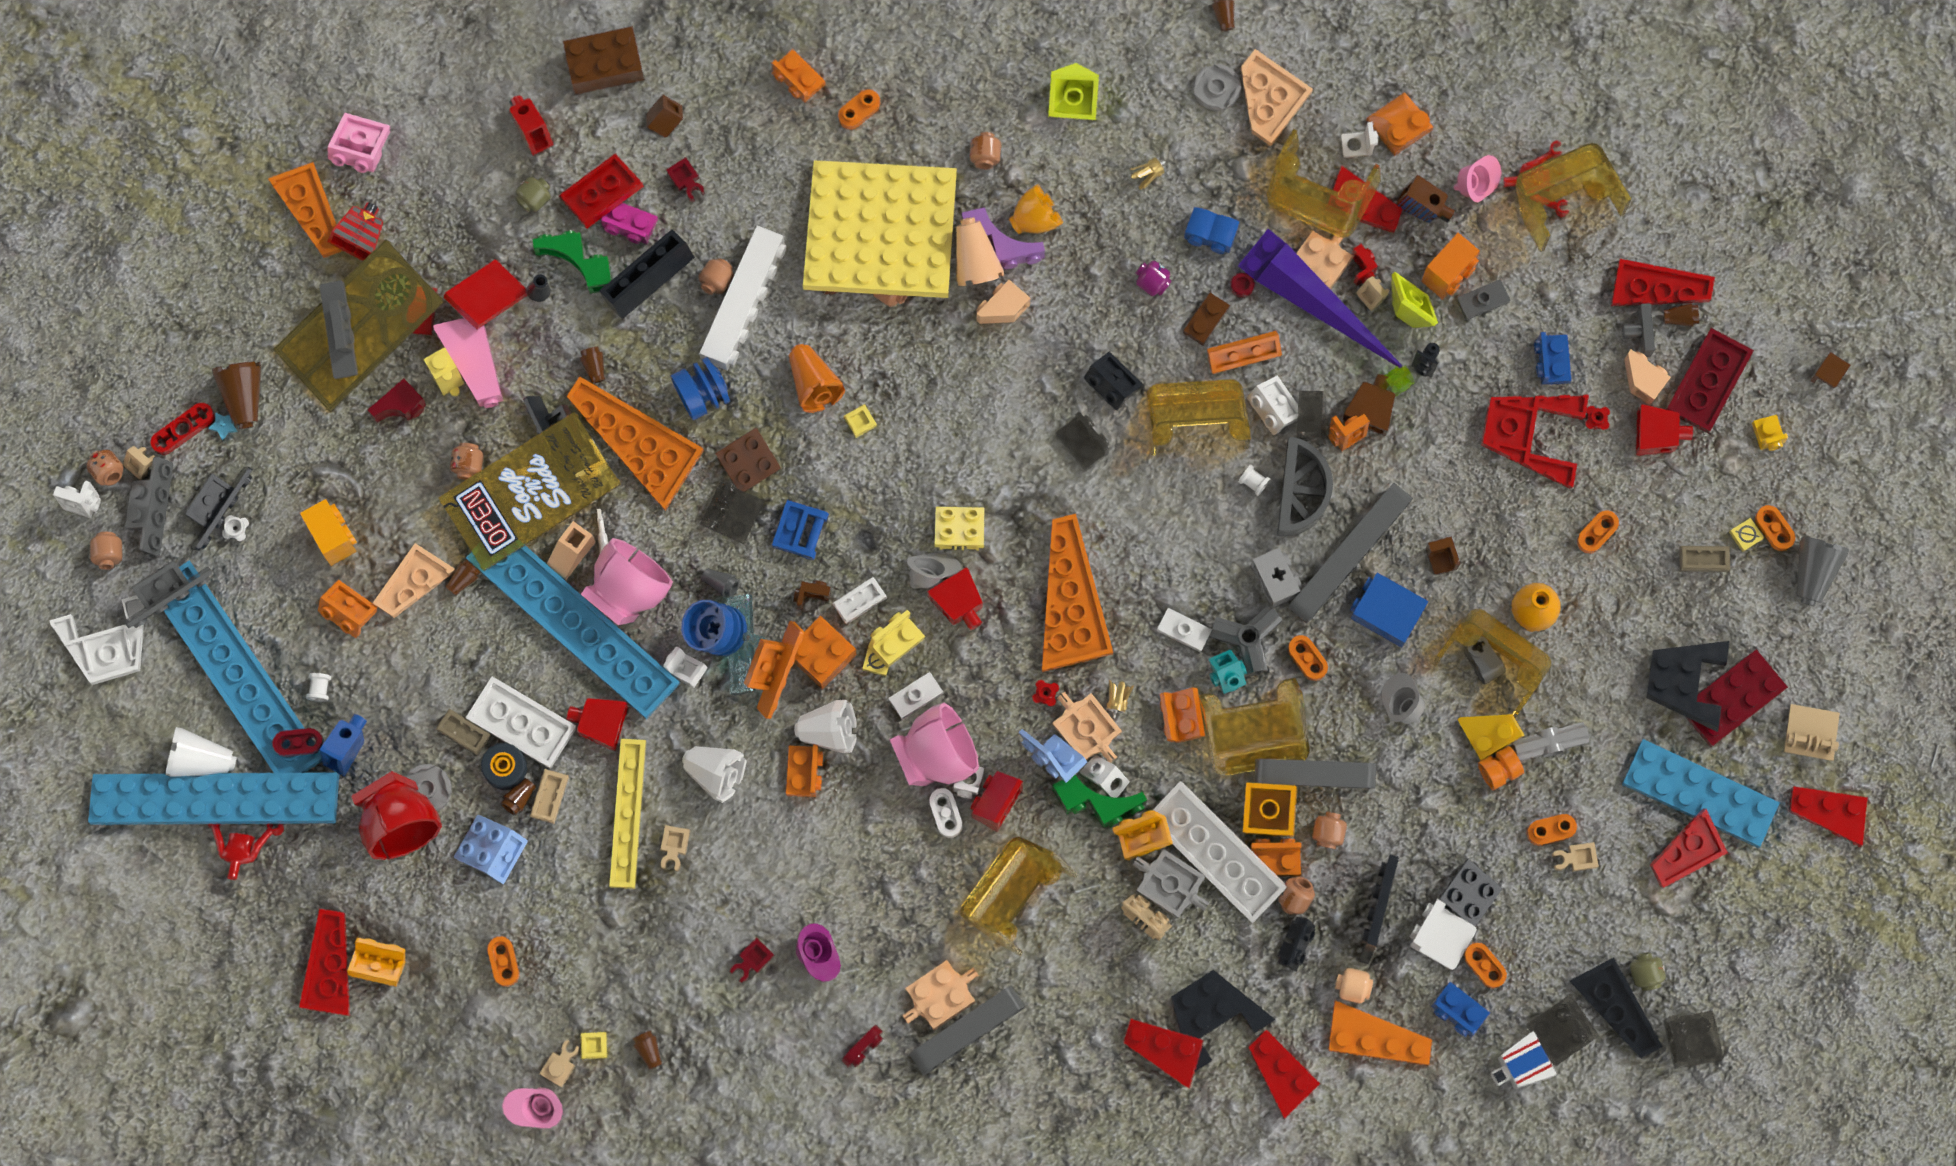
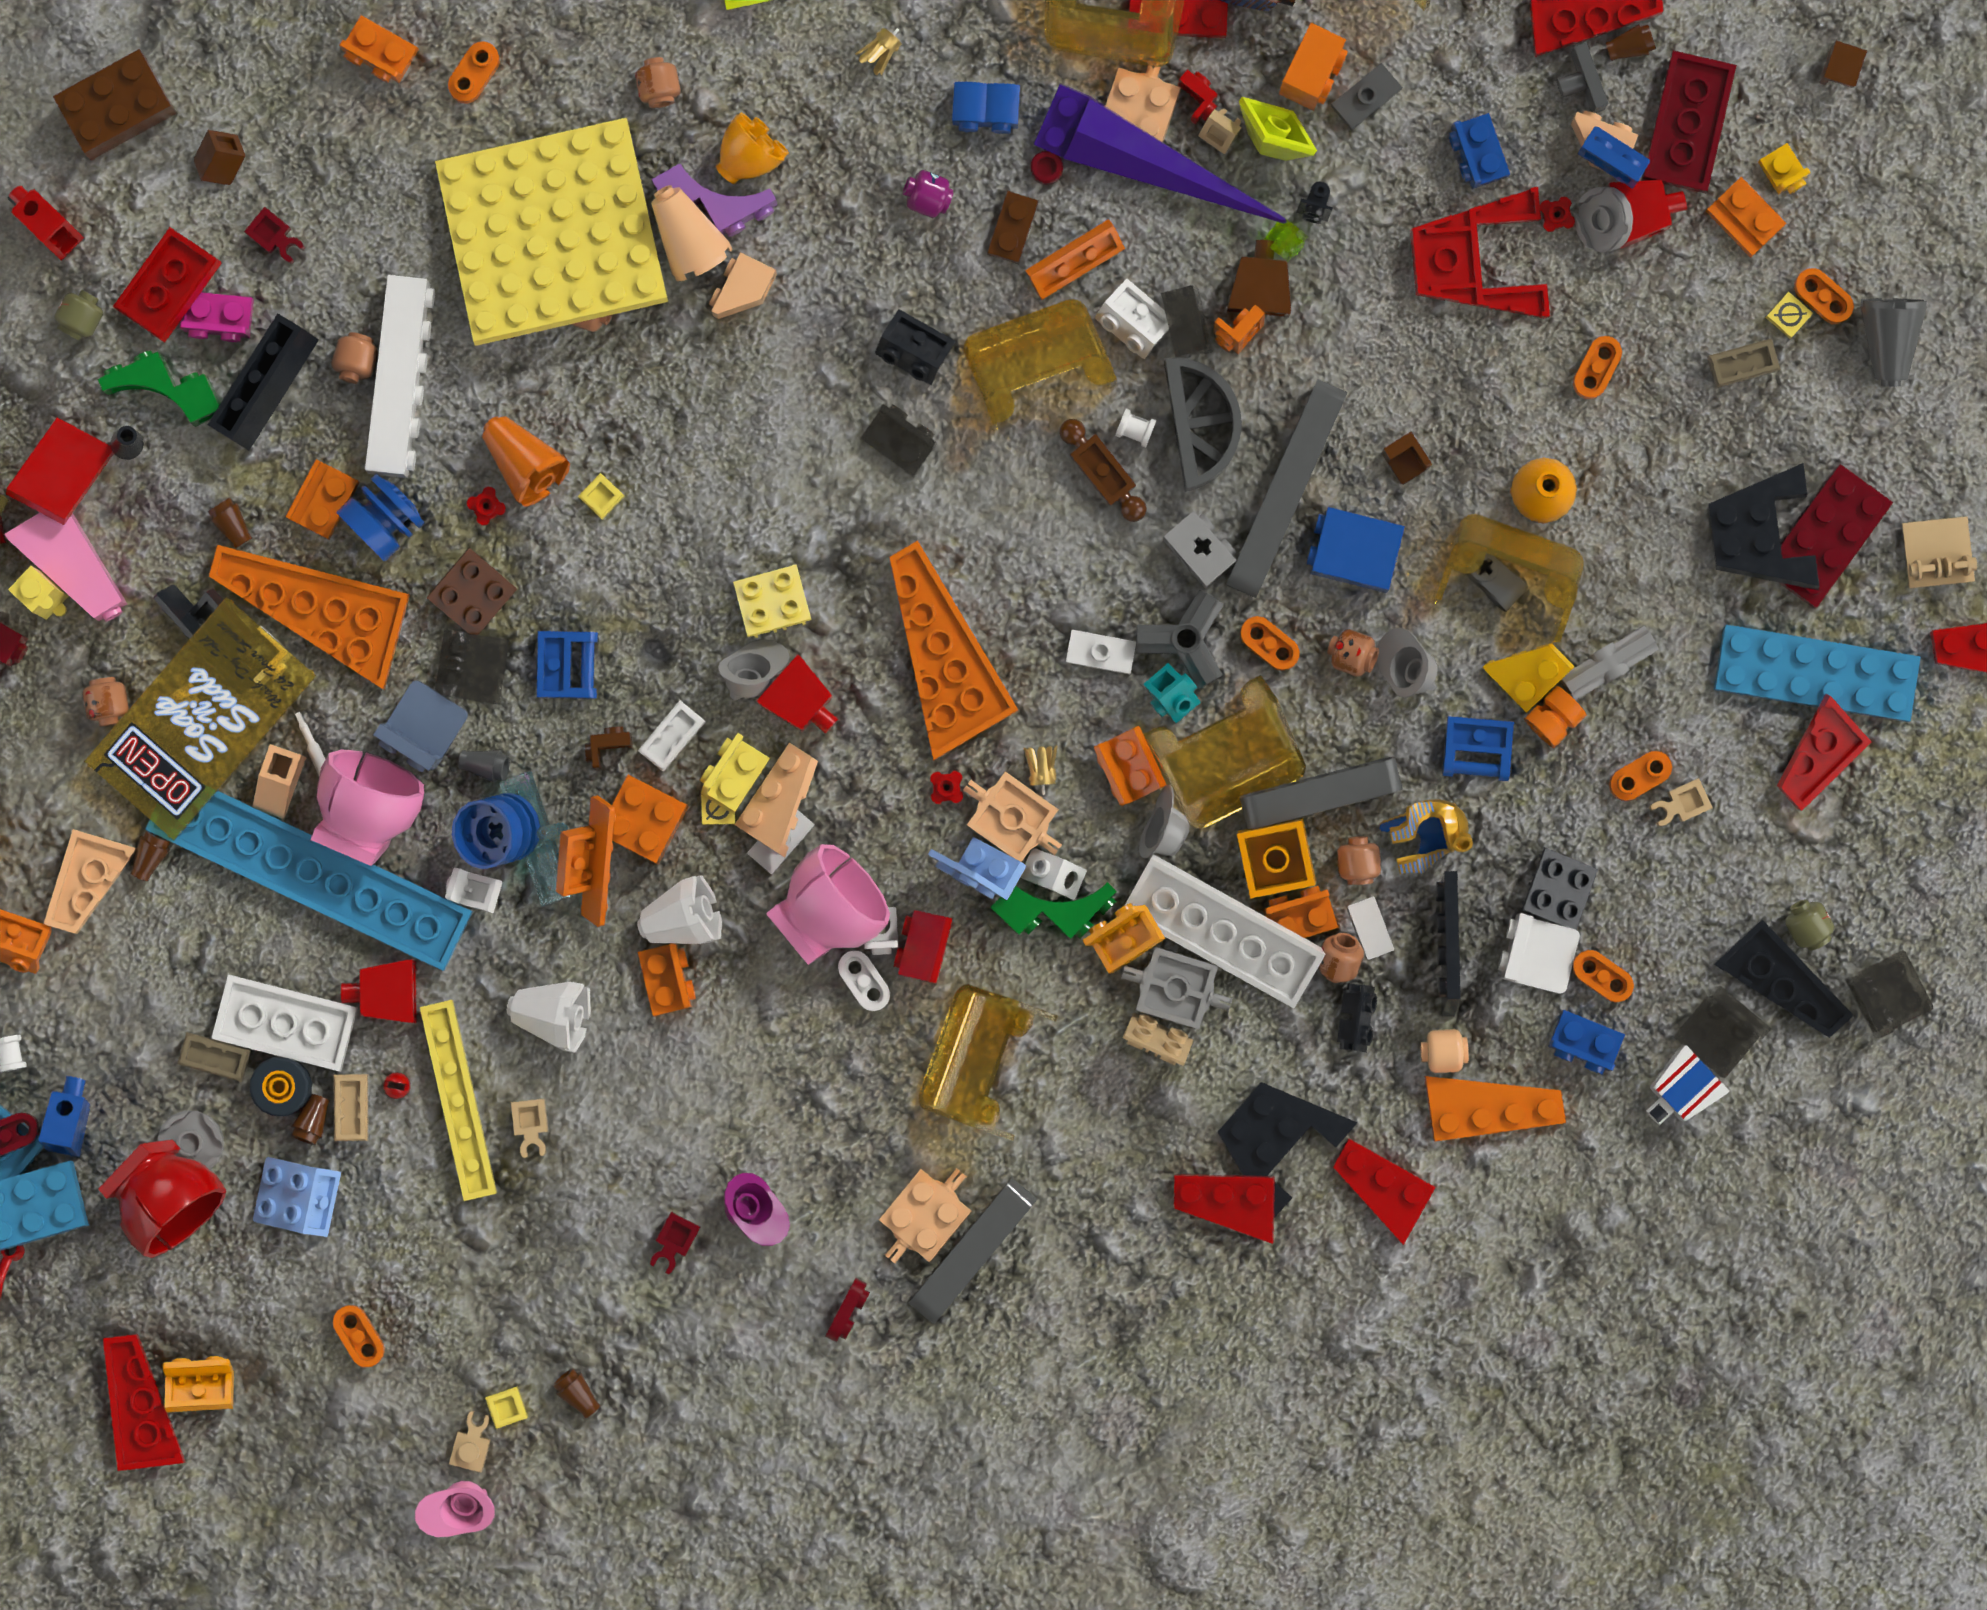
camera: 20 degrees left, 10 degrees up
(585, 796) = (397, 1078): none -> red hinge
(661, 364) = (320, 498): none -> orange plate
(684, 542) = (422, 726): none -> sand blue bracket
(773, 410) = (495, 507): none -> red plate
(919, 668) = (775, 803): none -> light nougat wing
(1196, 767) = (1165, 829): none -> light grey piece
(1222, 503) = (1103, 470): none -> reddish brown plate
(1324, 883) = (1371, 928): none -> white sticker
(1366, 681) = (1353, 652): none -> nougat head
(1395, 824) = (1440, 828): none -> pearl gold piece
(1442, 768) = (1478, 737): none -> blue plate
(1630, 429) = (1604, 219): none -> light grey tile
(1648, 386) = (1614, 157): none -> blue bracket
(1733, 458) = (1745, 217): none -> orange plate

